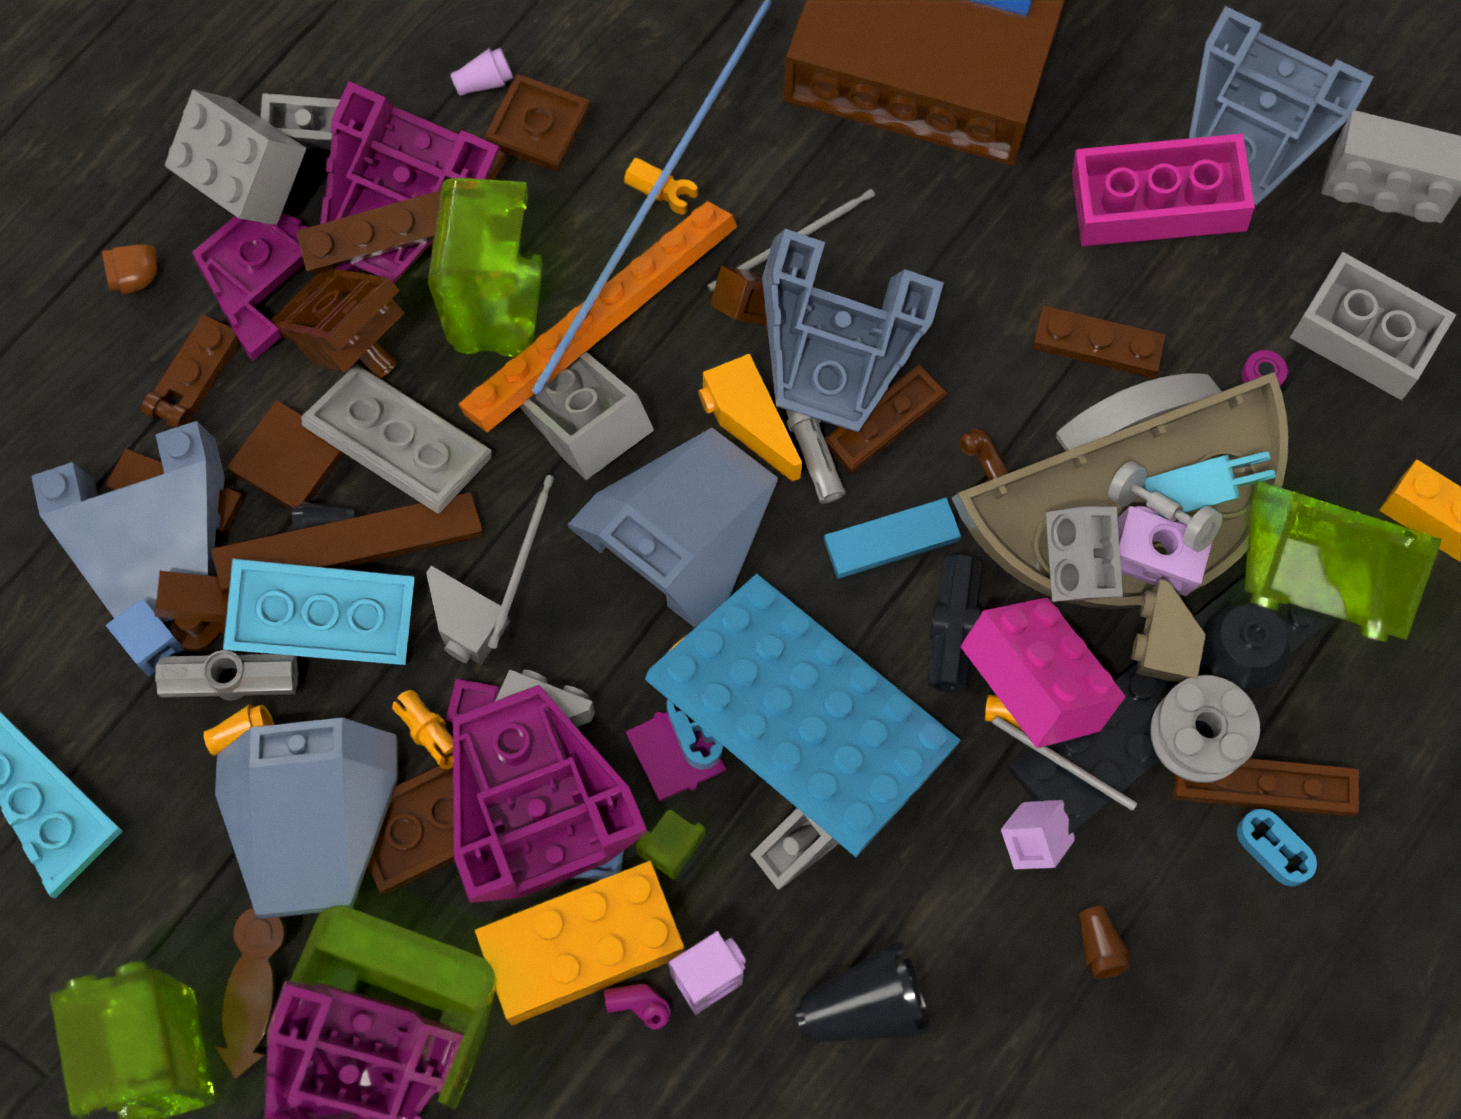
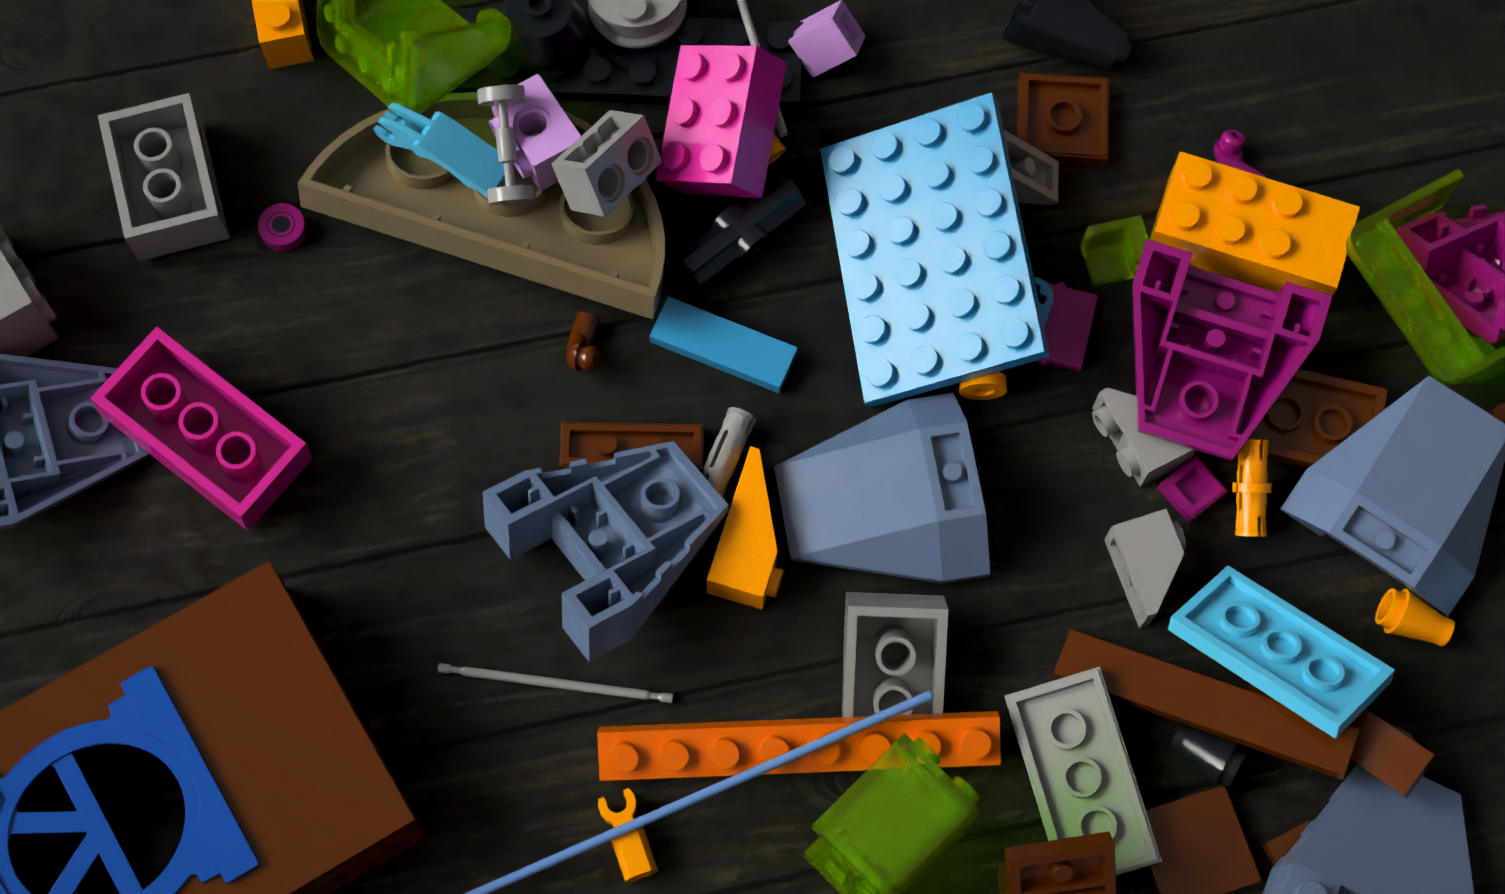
camera: 140 degrees left, 0 degrees up
(144, 636) = (1455, 769): medium blue panel -> none
(200, 675) = (1421, 693): light grey piece -> none
(503, 613) = (1060, 564): light grey piece -> none
(708, 971) = (1172, 122): lavender brick -> none
(740, 295) = (654, 657): reddish brown panel -> none
(804, 929) = (1065, 116): none -> reddish brown tile
(1098, 341) = (388, 365): reddish brown plate -> none
(1135, 406) = (423, 270): light grey slope -> none
(1171, 637) = (599, 69): dark tan slope -> none

